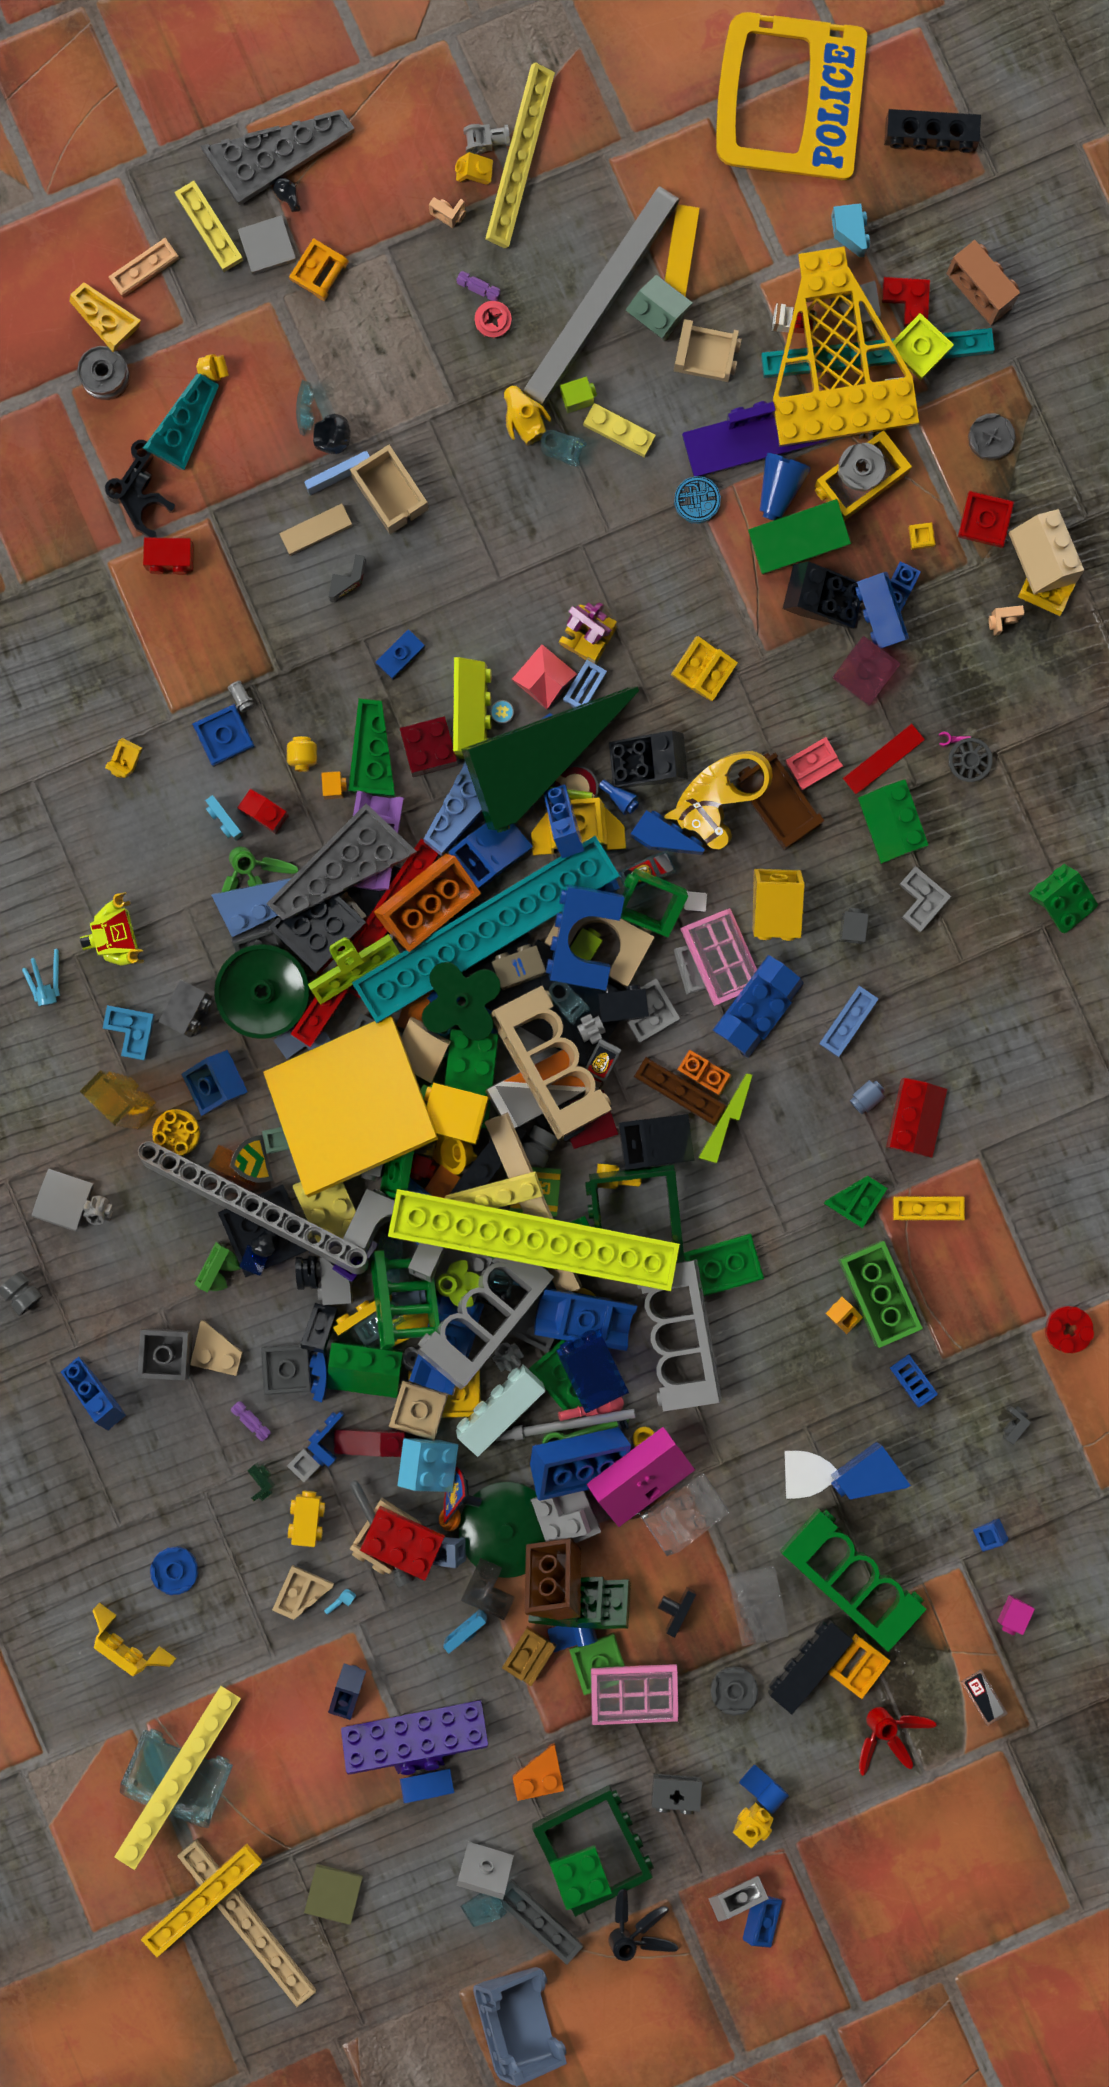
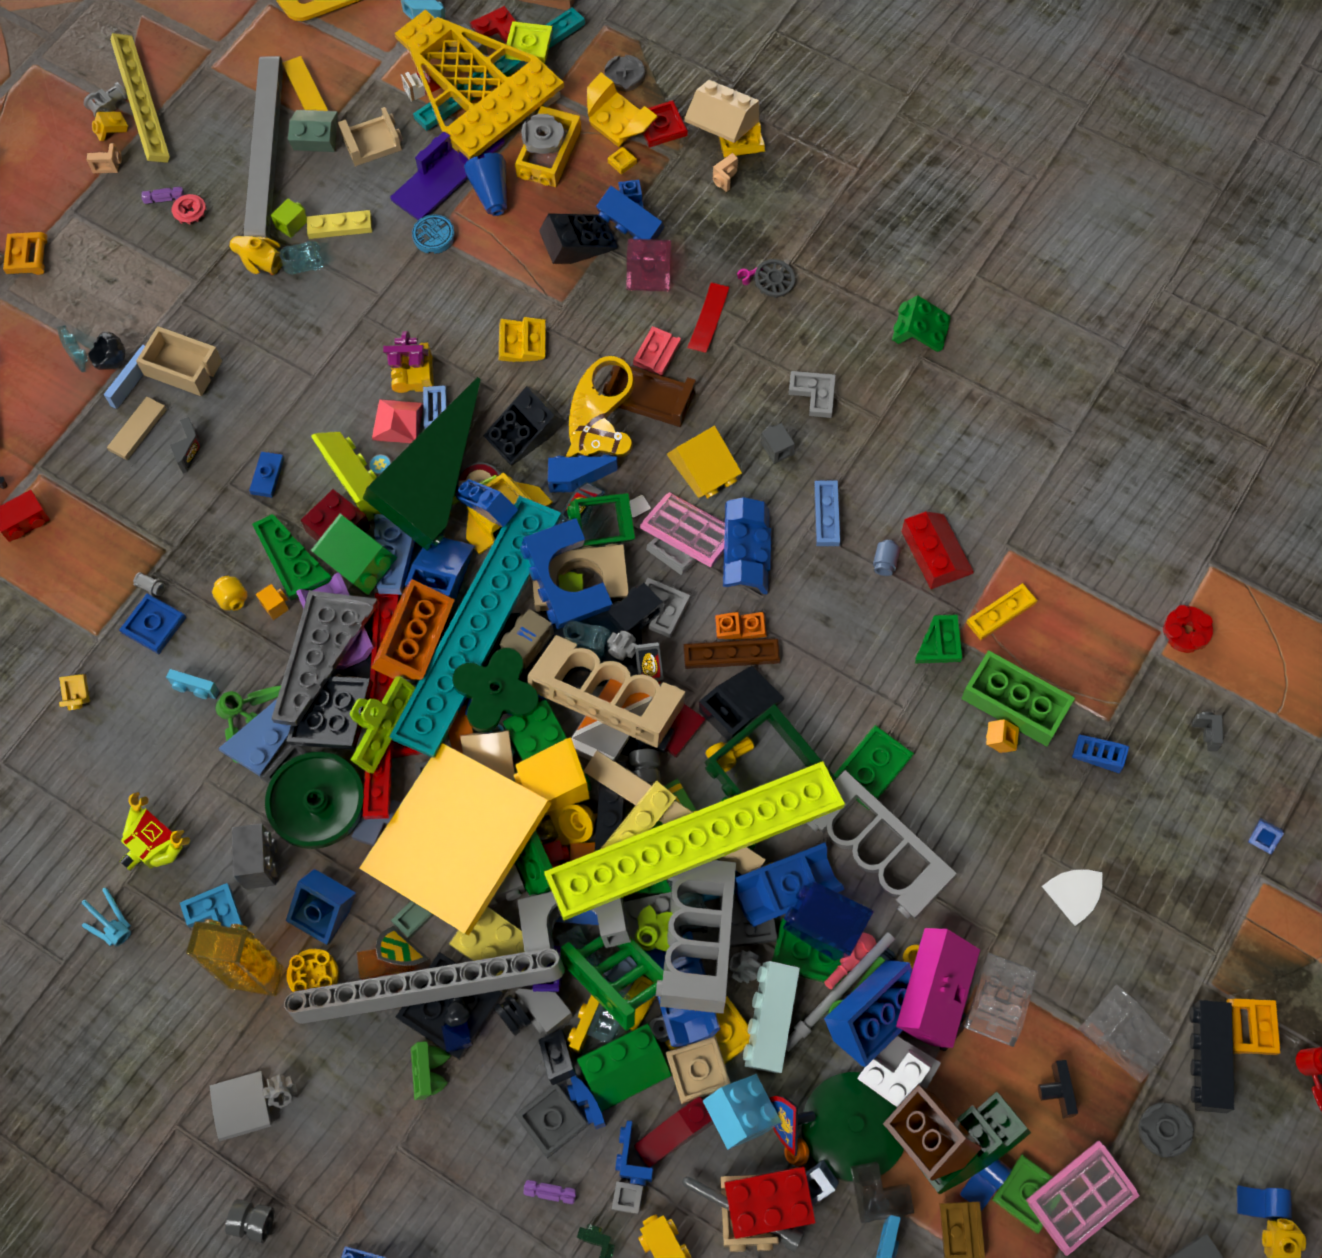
camera: 30 degrees left, 20 degrees down
(164, 1354) = (426, 1181): flat silver brick -> none
(215, 1352) = (474, 1149): tan wing -> none
(263, 811) = (225, 658): red slope -> none
(424, 795) = (354, 554): none -> green slope
(624, 800) = (525, 466): blue cone -> none
(733, 1111) = (787, 638): lime slope -> none
(799, 536) = (529, 207): green tile -> none
(869, 1474) = (1127, 846): blue slope -> none
(893, 821) = (750, 351): green slope -> none
(894, 1621) = (1249, 942): green fence -> none
(948, 484) = (614, 114): none -> yellow piece

